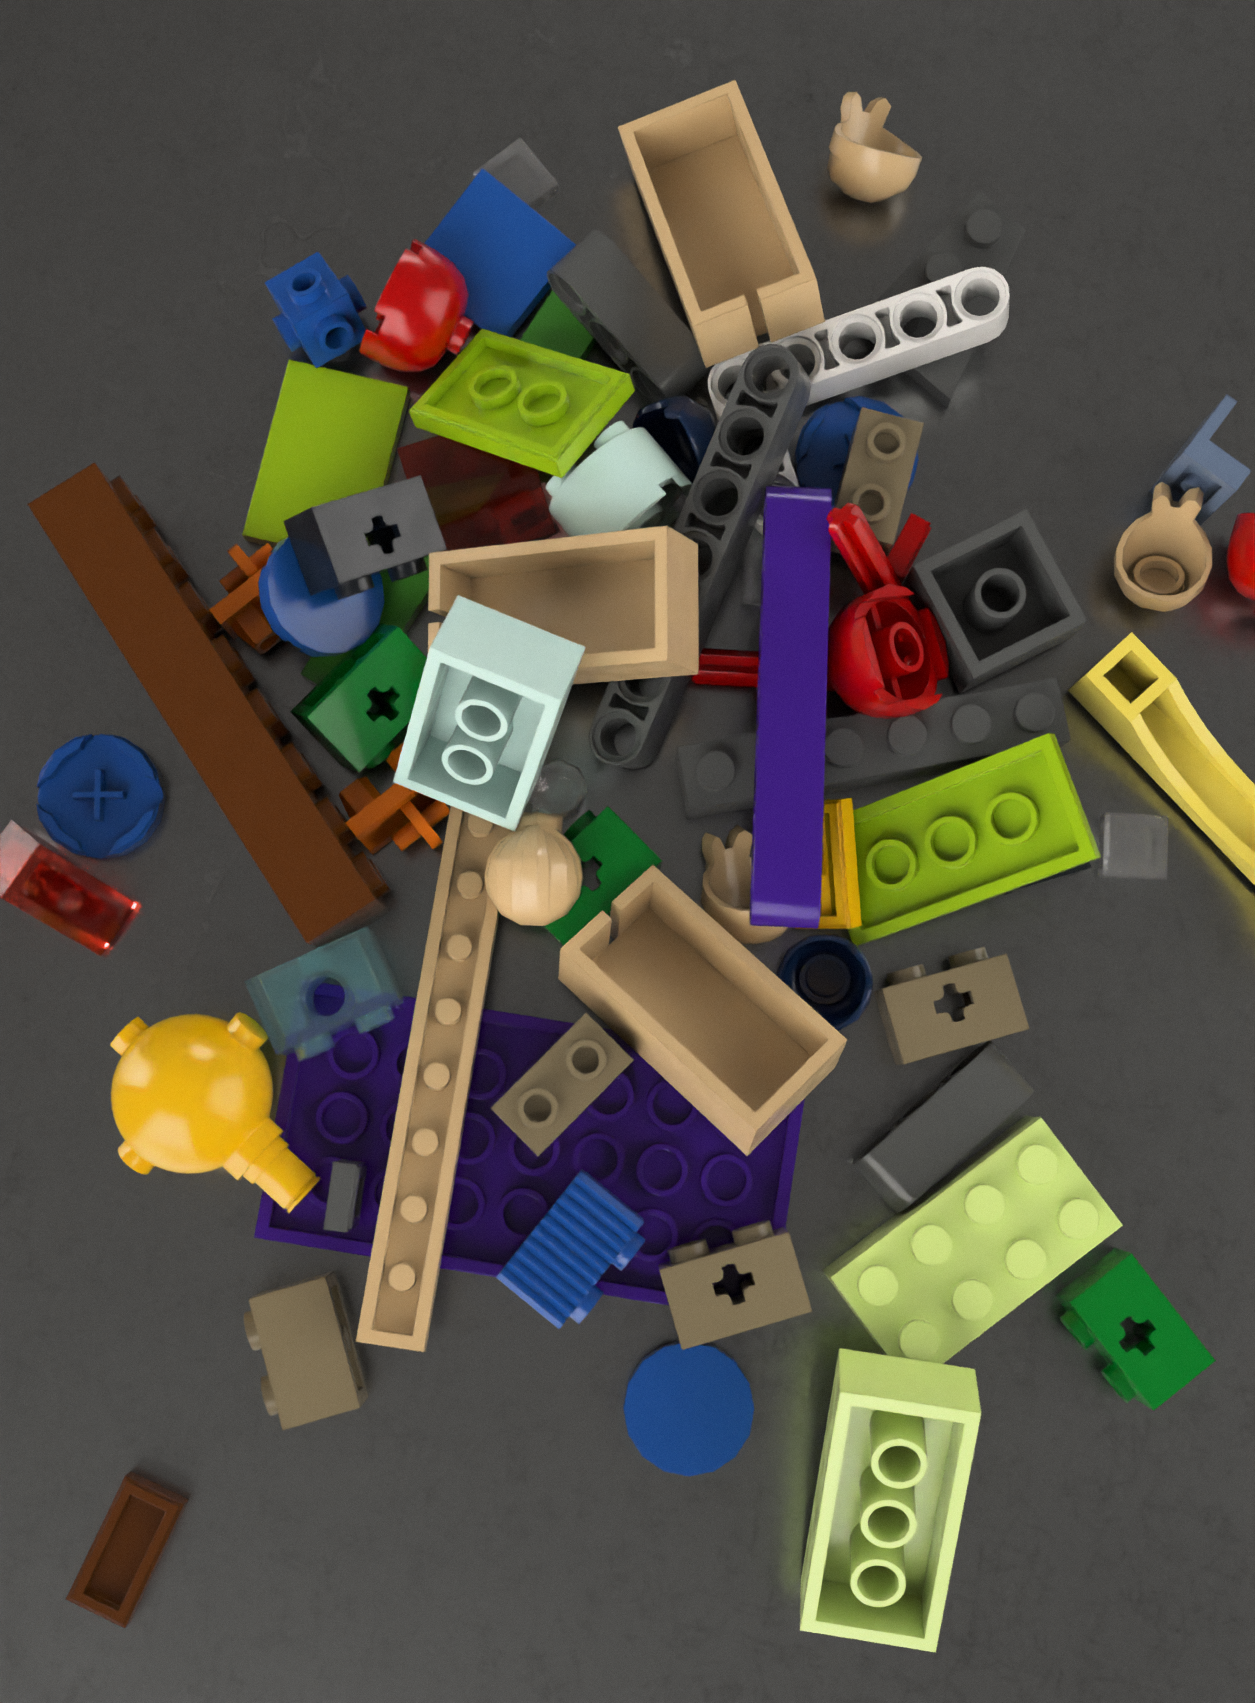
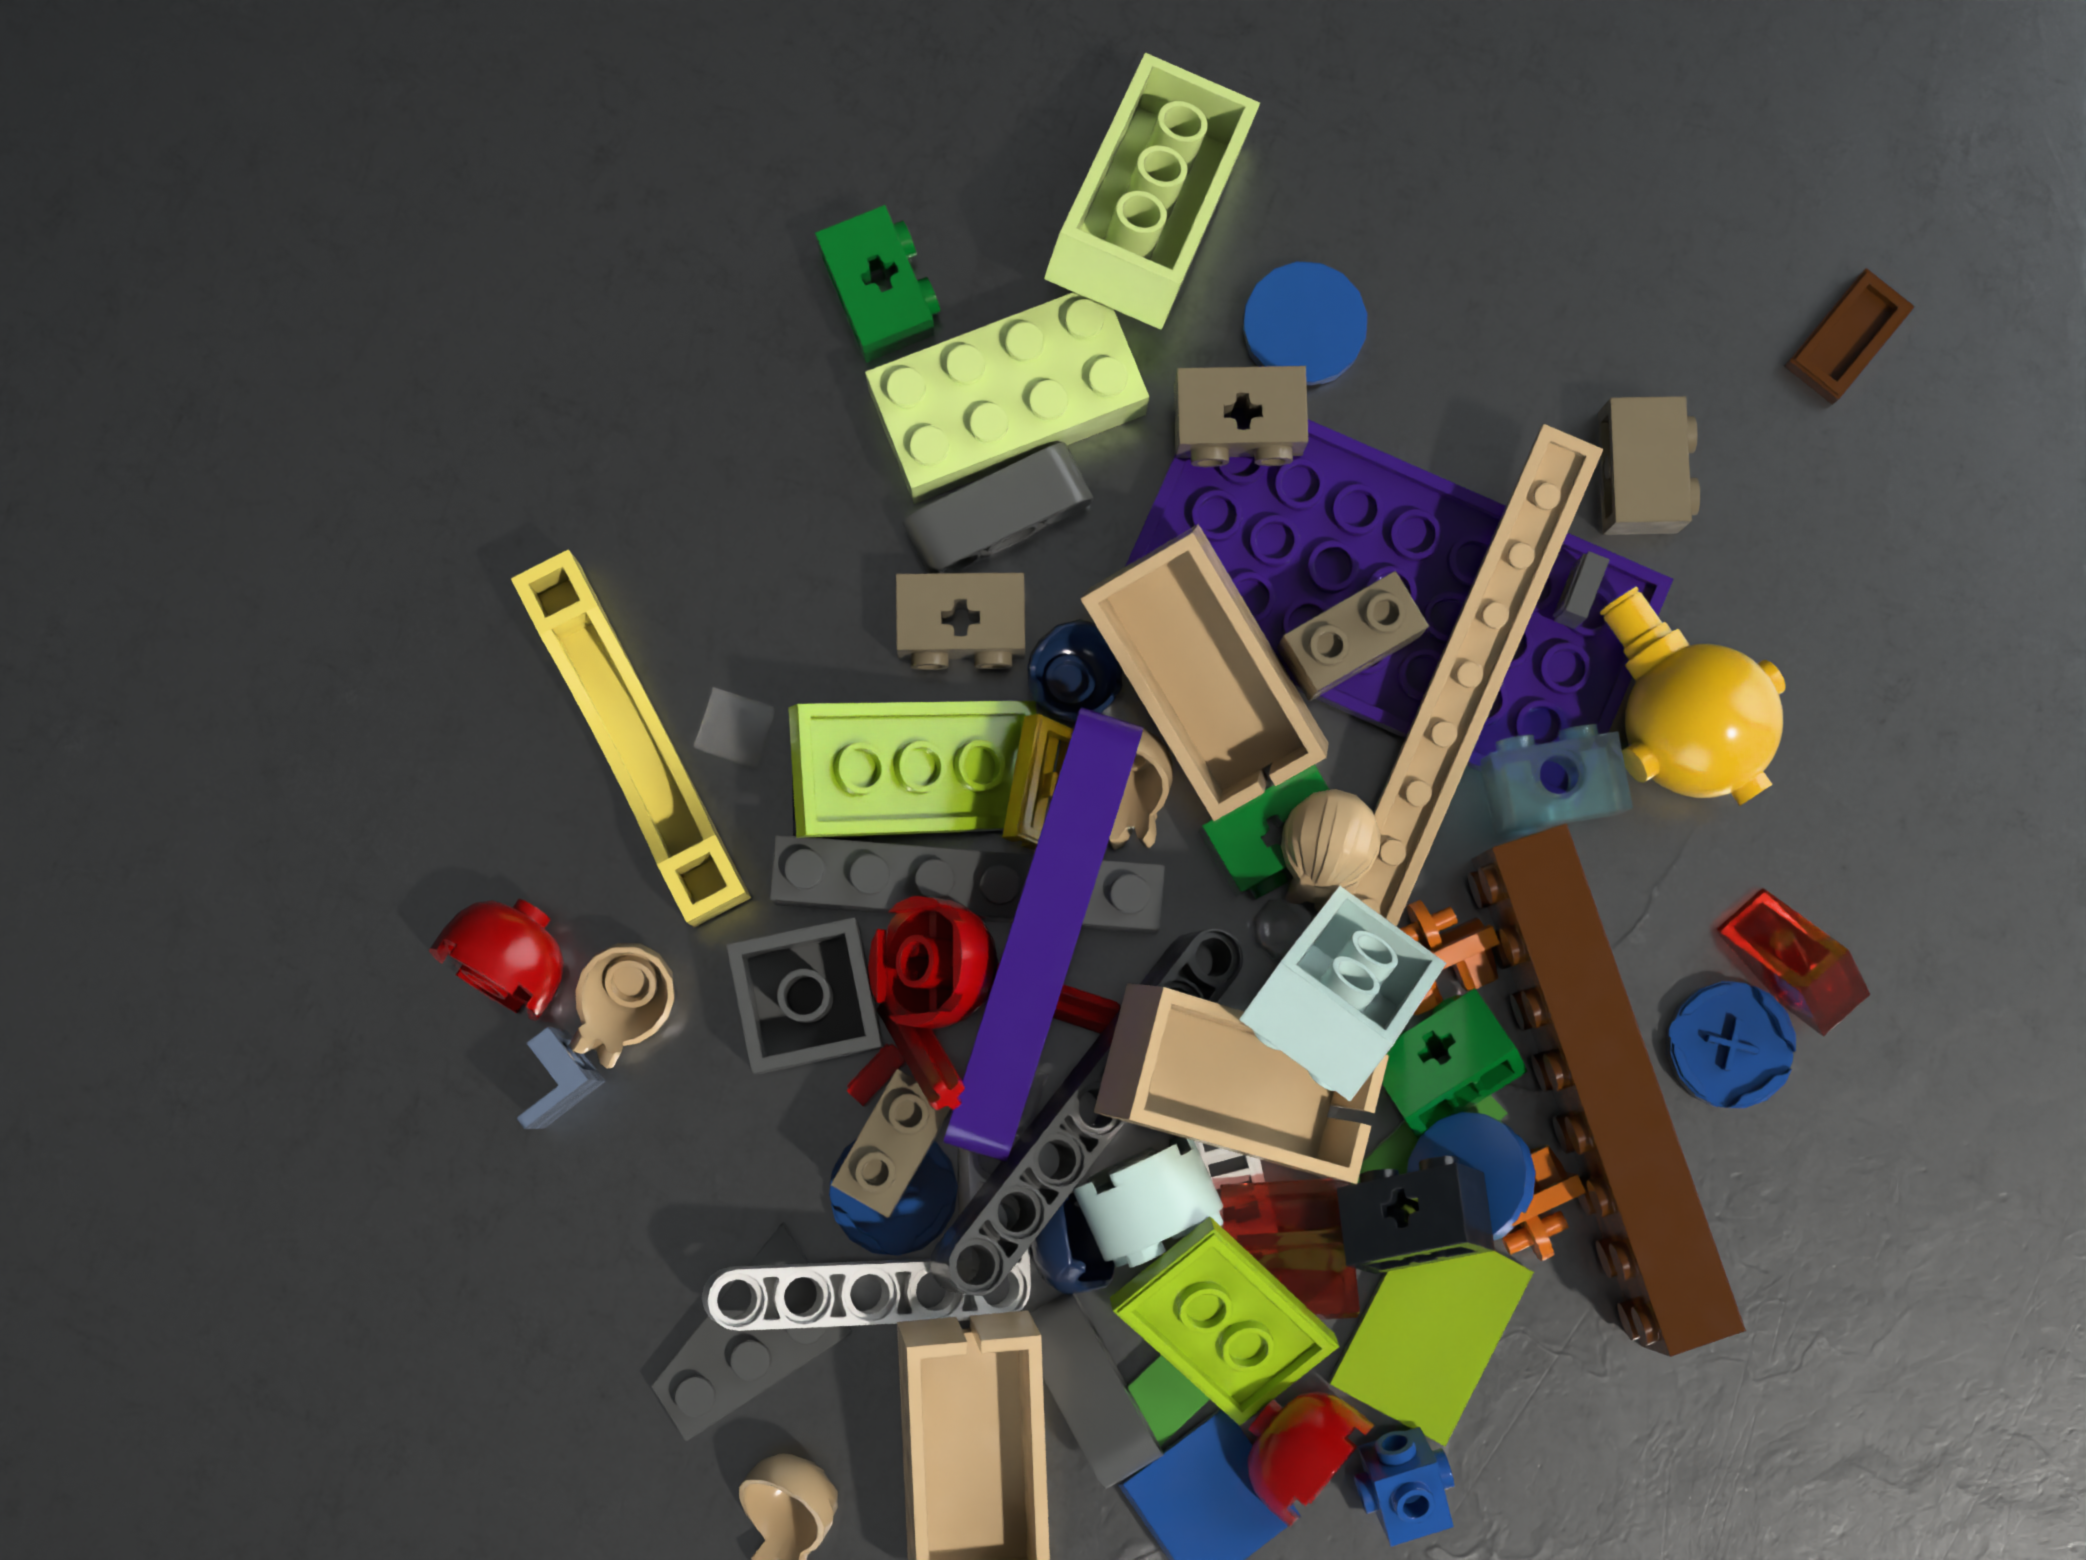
camera: 170 degrees left, 0 degrees up
(572, 1250) = (1380, 485): blue brick -> none

